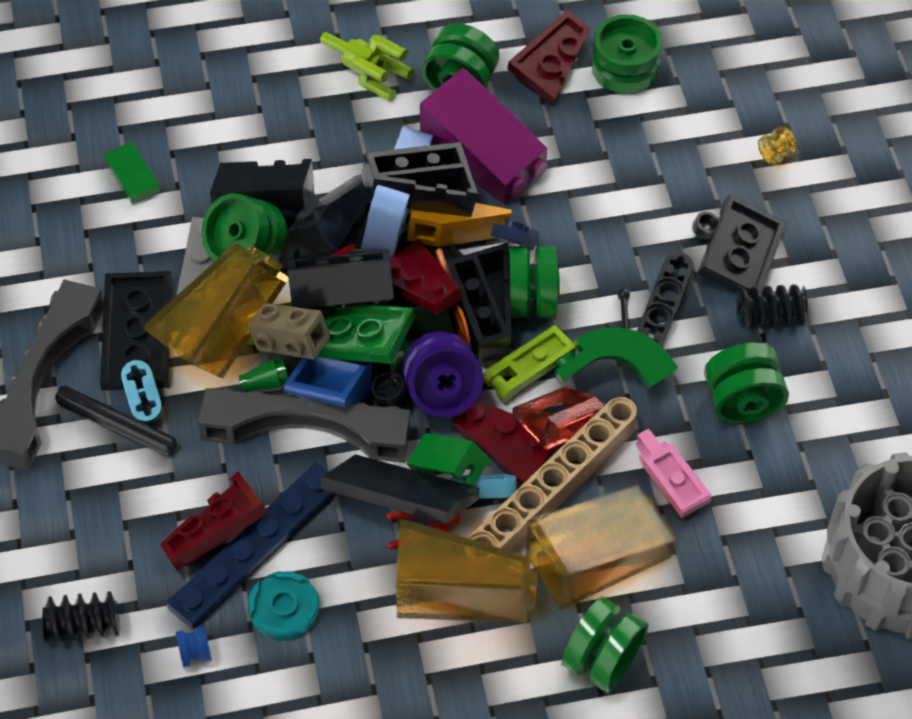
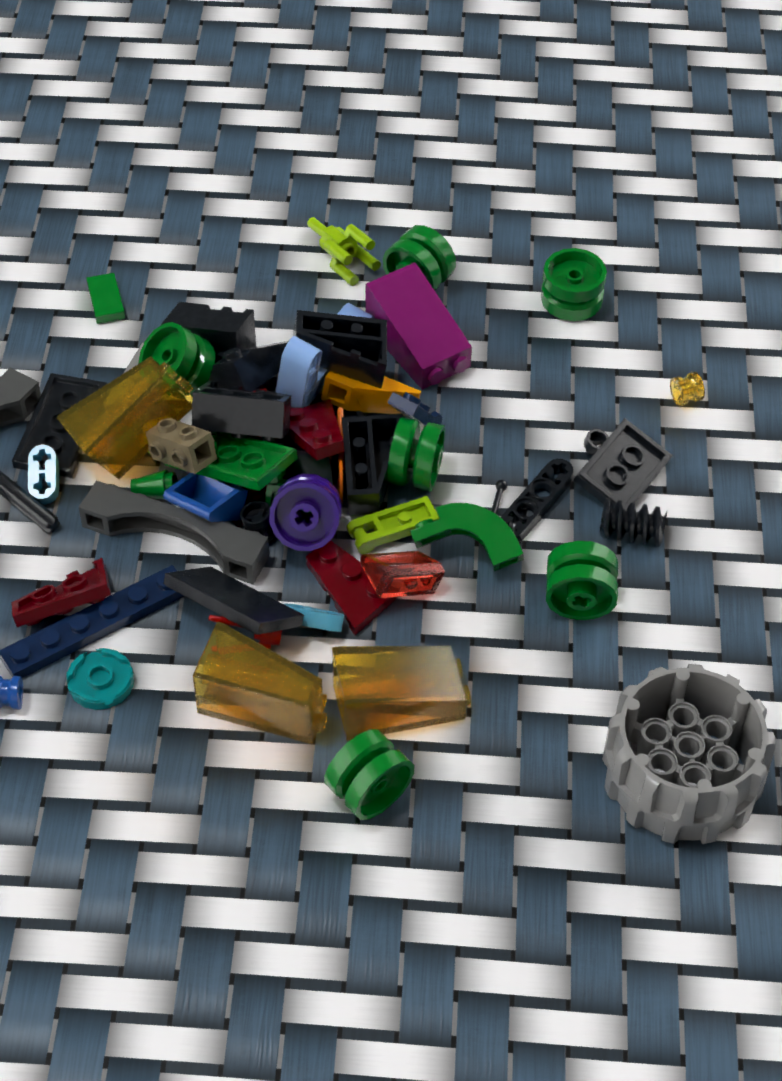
camera: 15 degrees right, 5 degrees down
(449, 457) = (286, 581): green hinge -> none
(550, 56) = (506, 275): dark red wing -> none
(562, 472) = (388, 621): tan beam -> none
(672, 474) = (489, 647): bright pink hinge -> none

